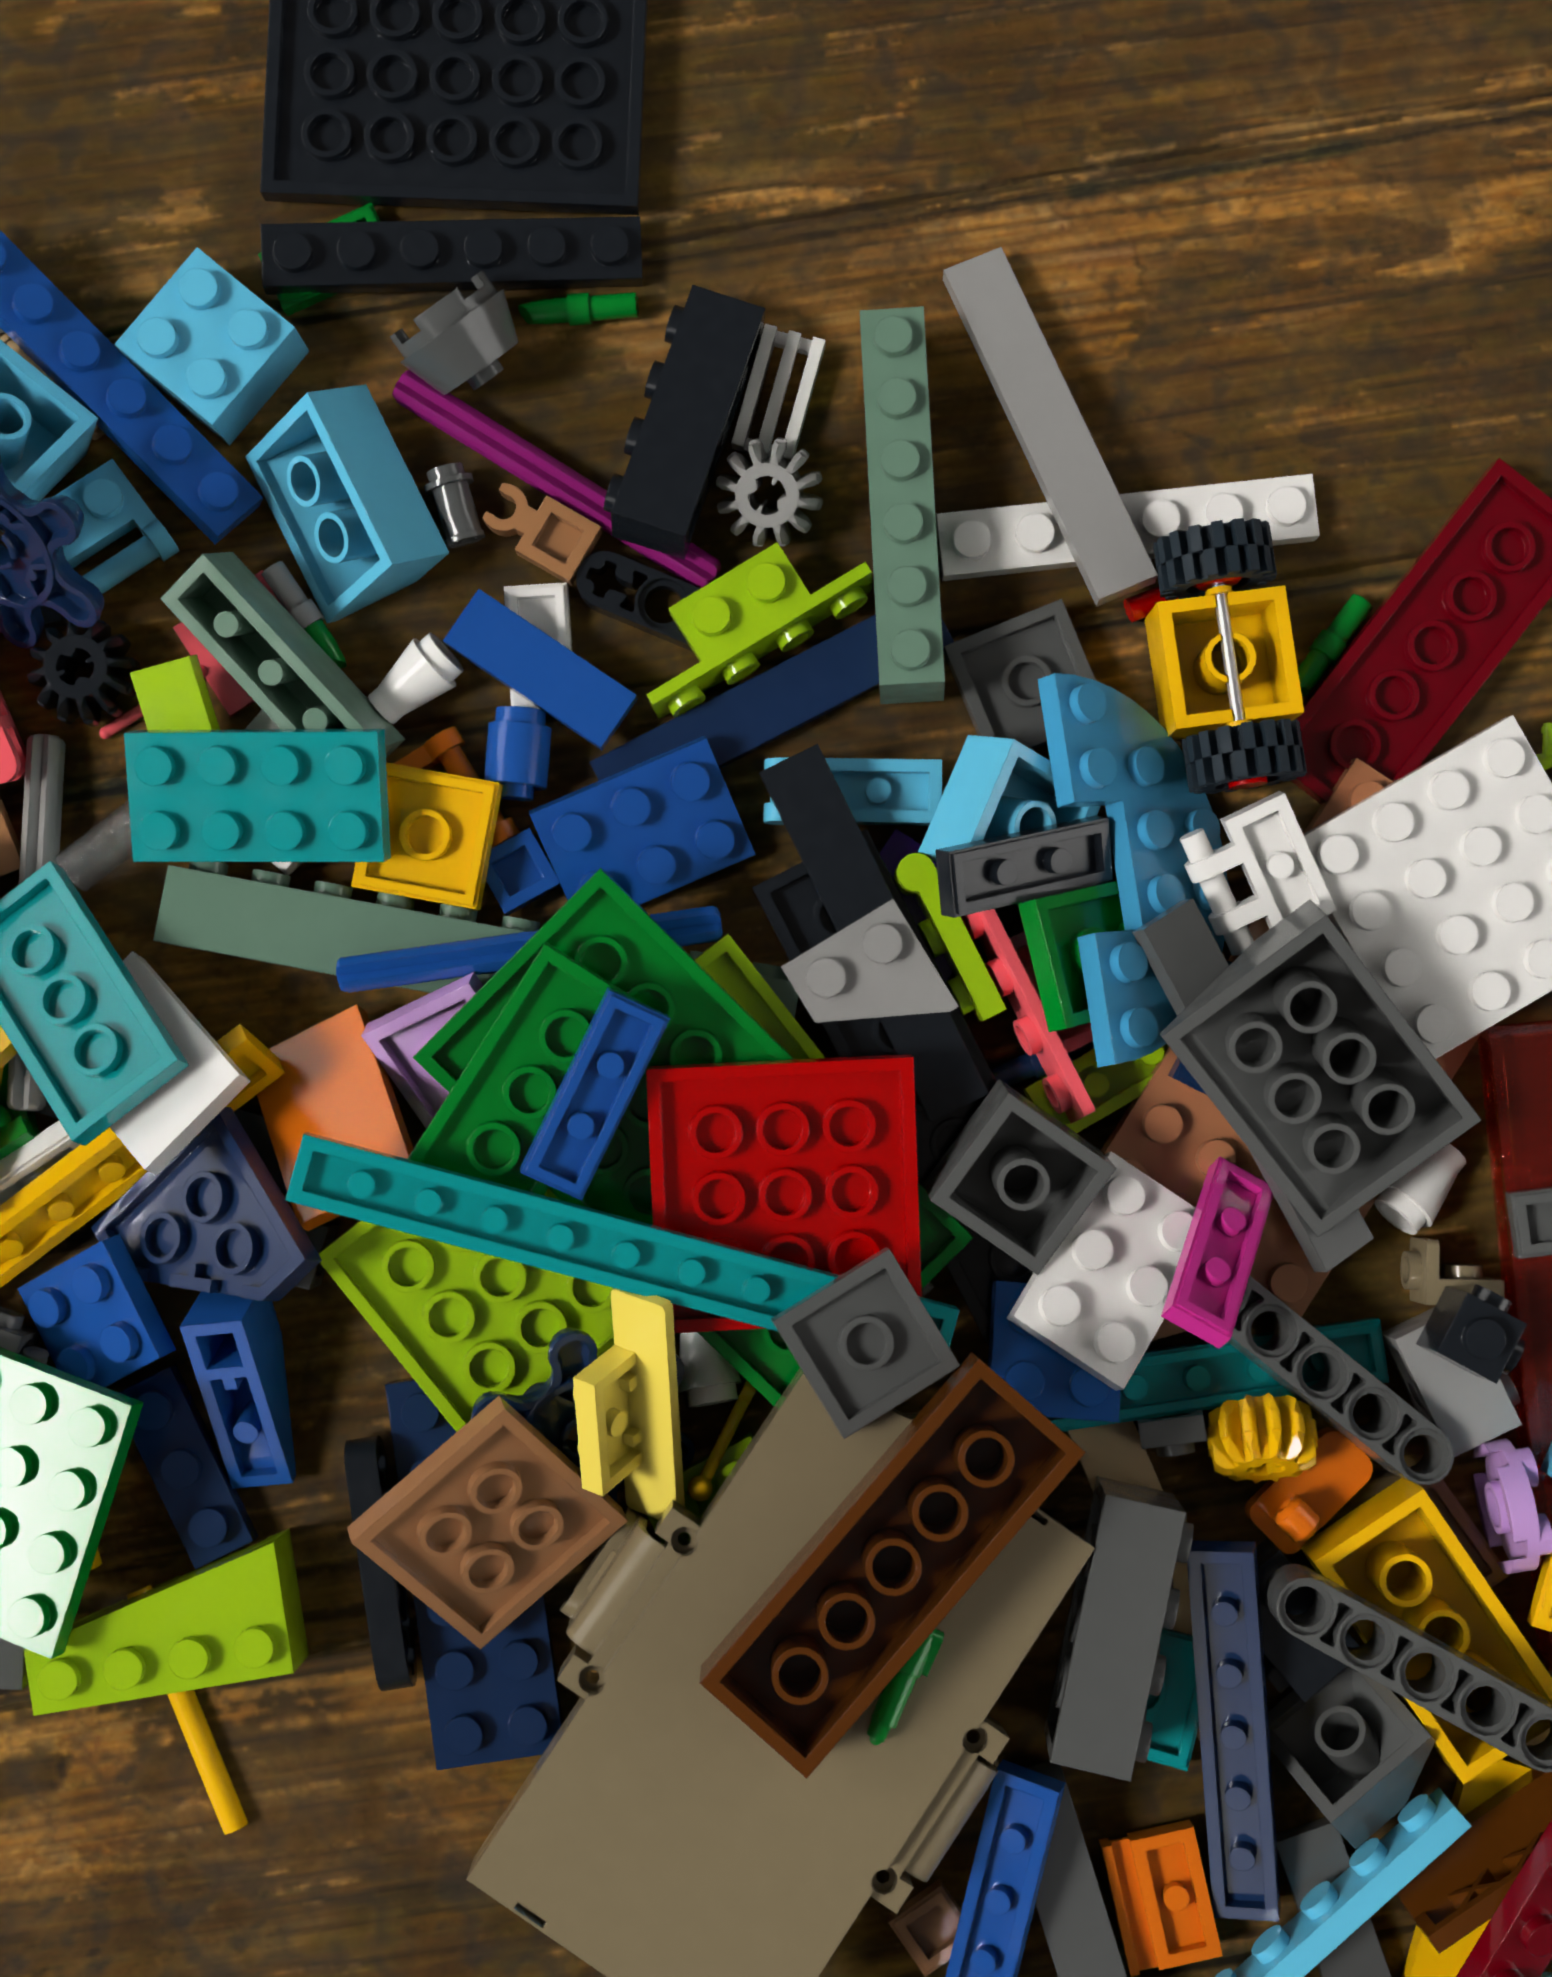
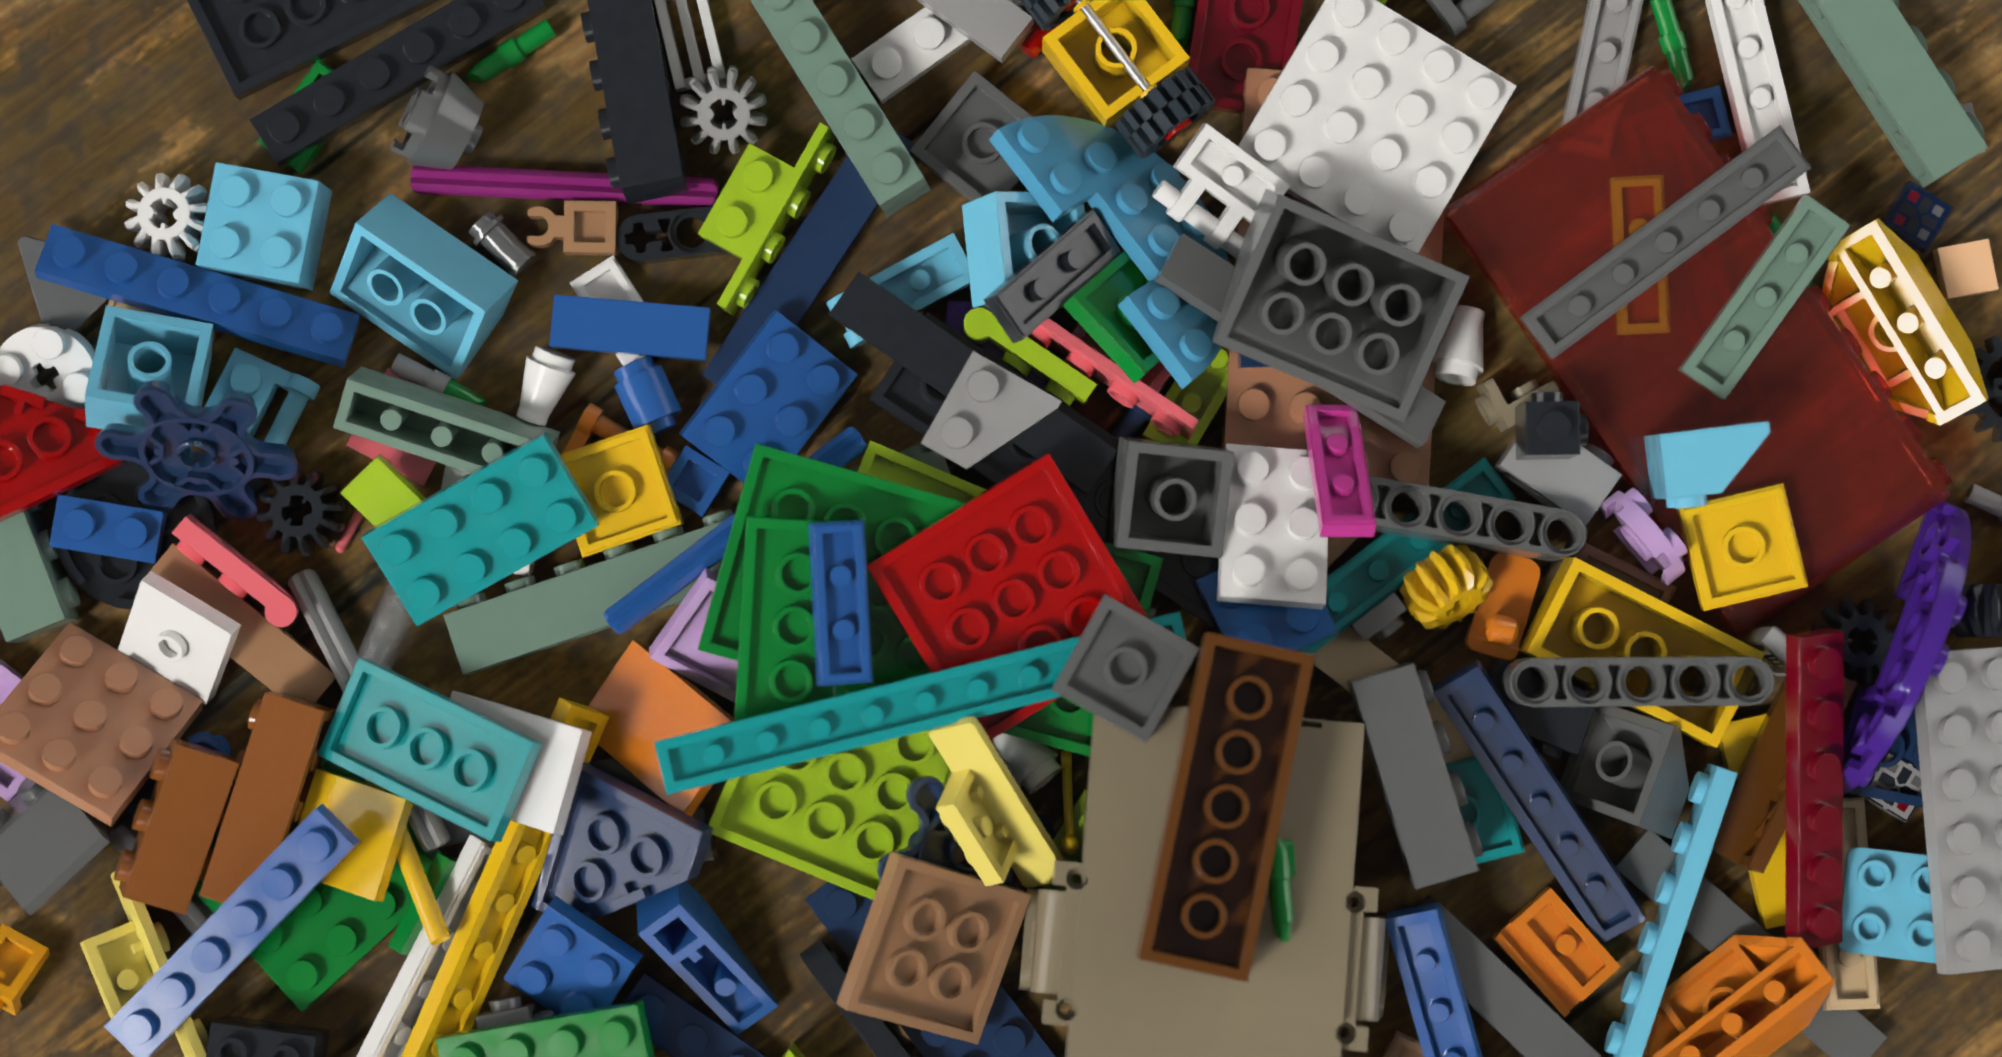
camera: 30 degrees left, 0 degrees up
(100, 276) = (152, 221): none -> white gear

